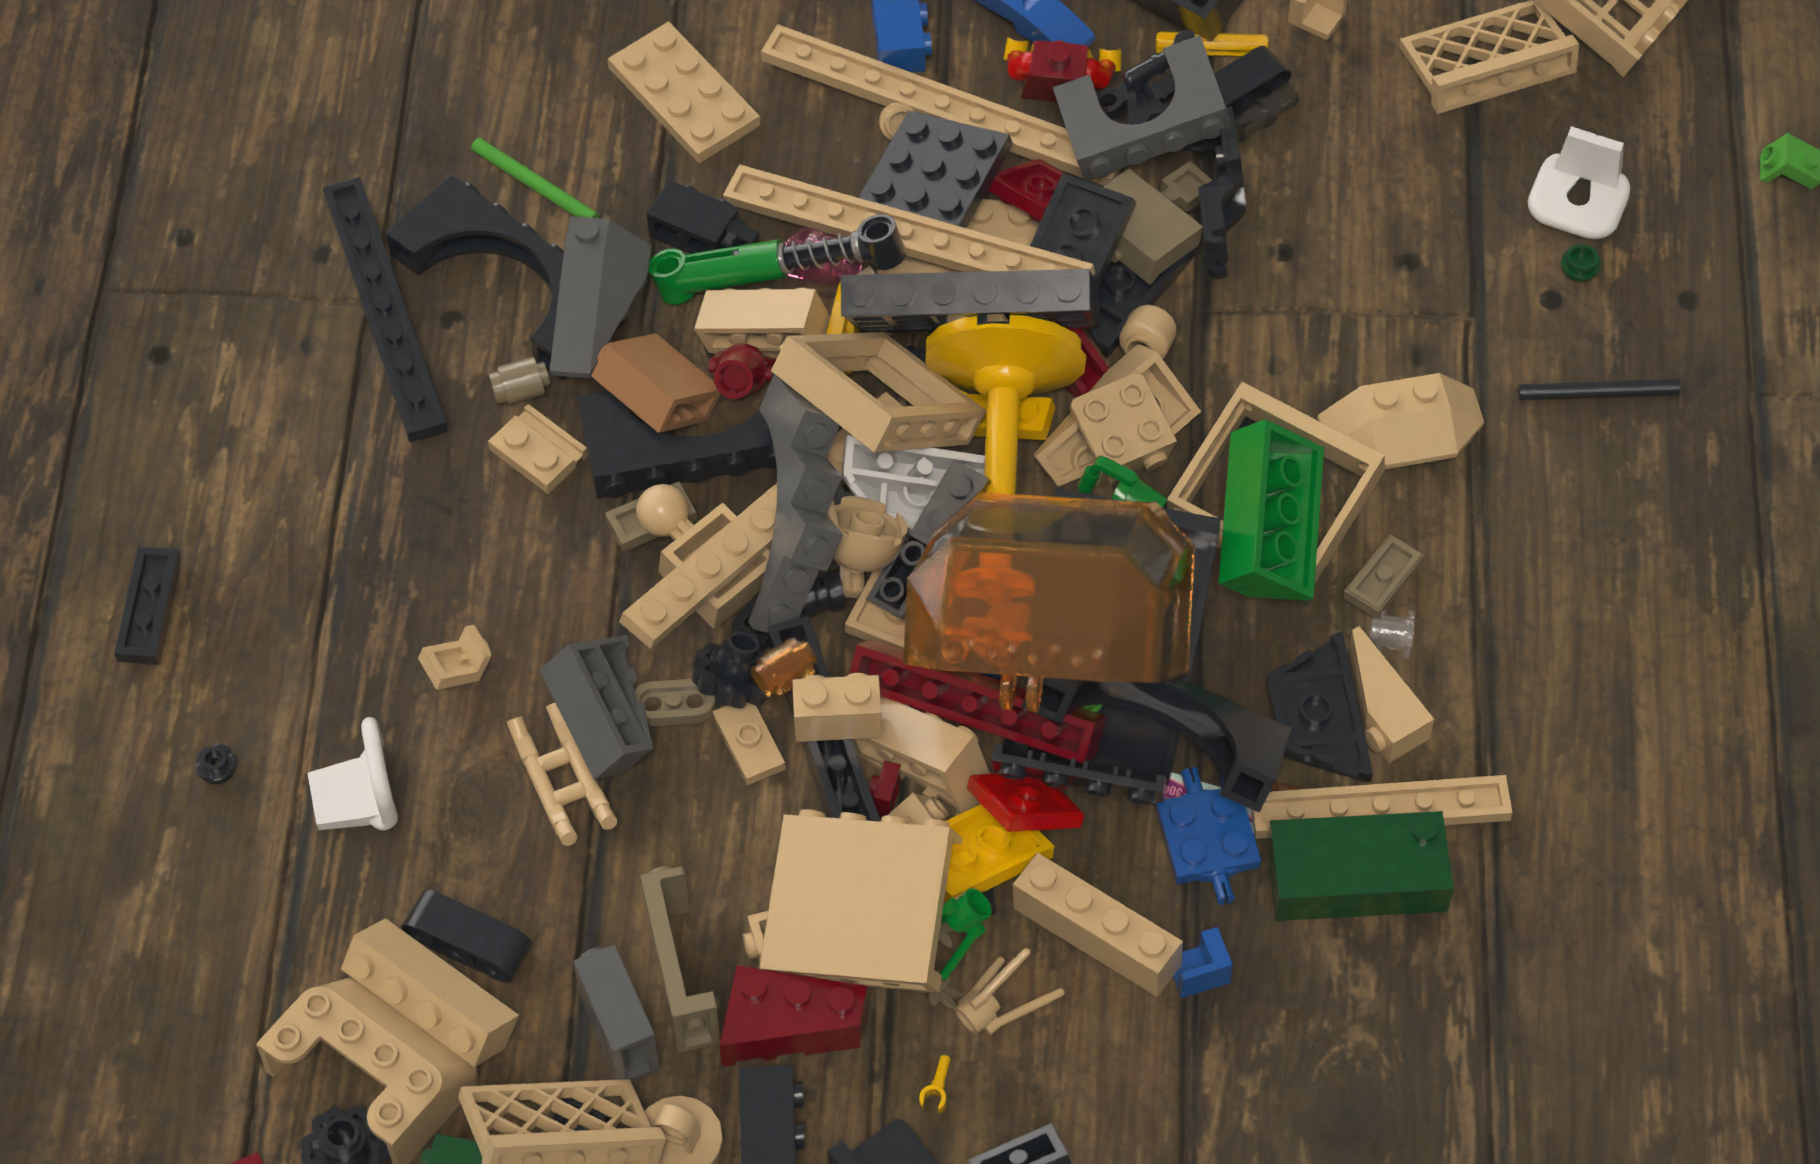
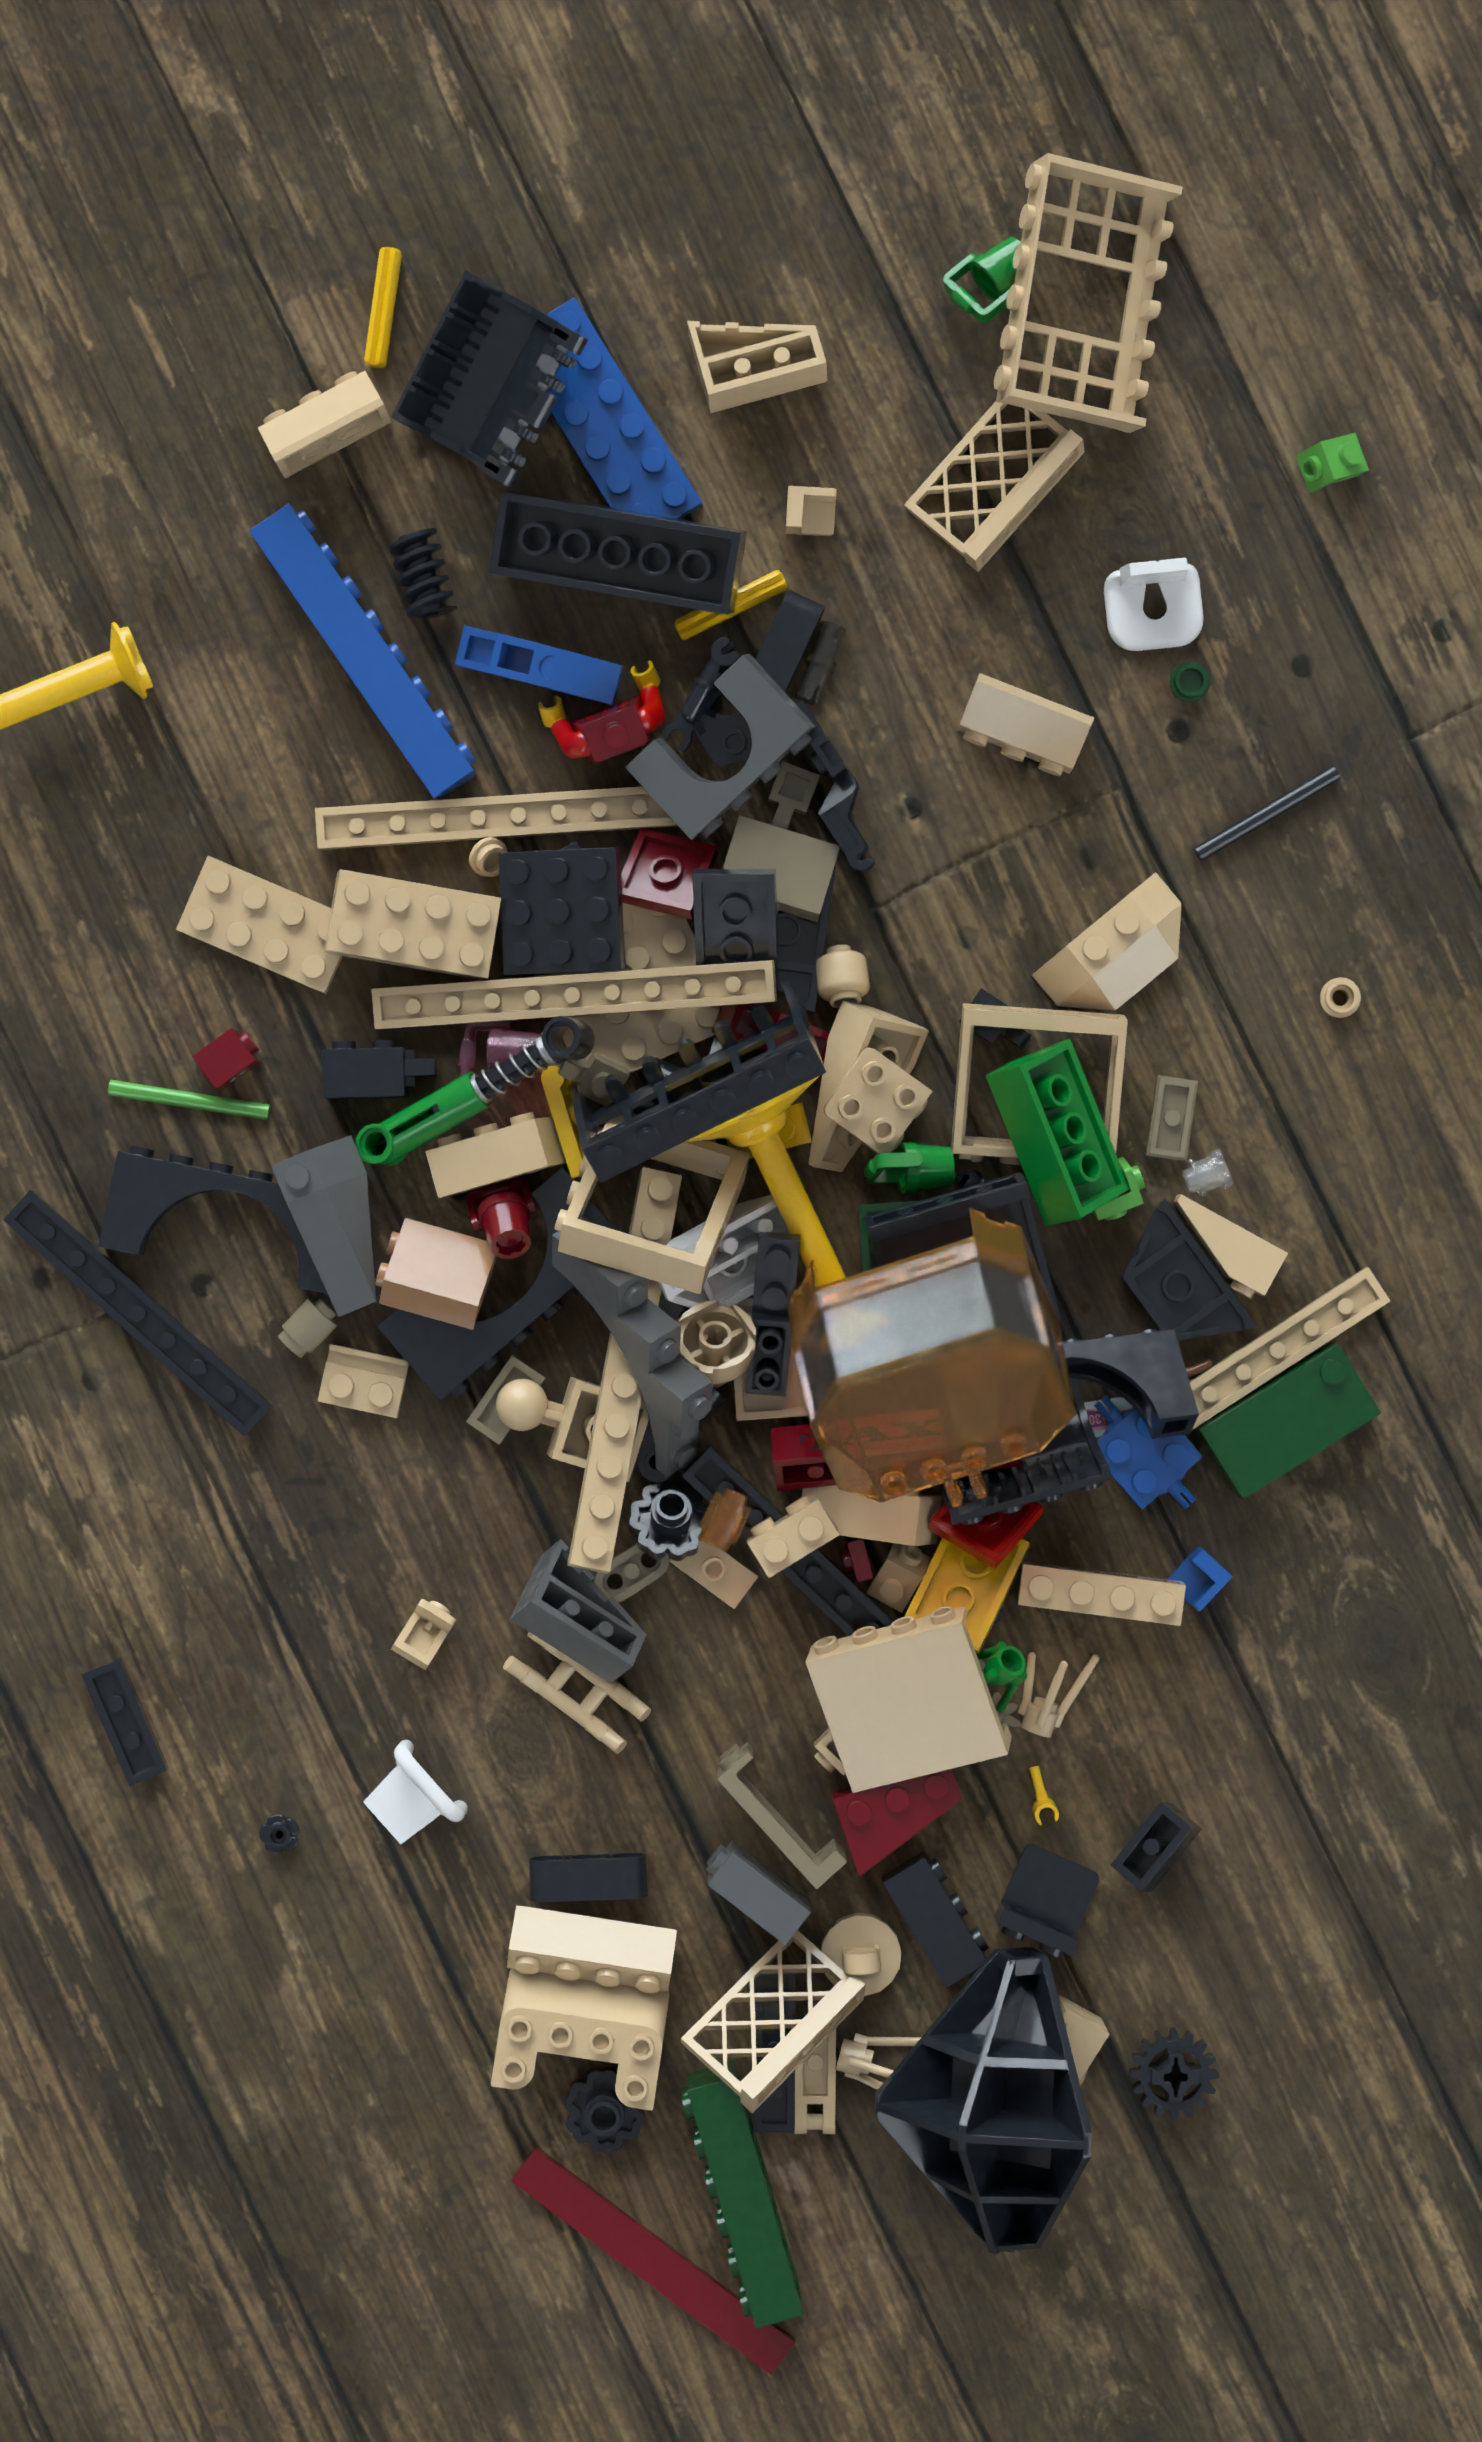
camera: 30 degrees left, 30 degrees up
(586, 161) = (227, 1058): none -> dark red brick
(801, 127) = (412, 925): none -> tan brick
(1293, 613) = (1131, 1198): none -> bright green bracket
(1417, 217) = (1024, 725): none -> tan slope
(1595, 546) = (1352, 994): none -> tan plate

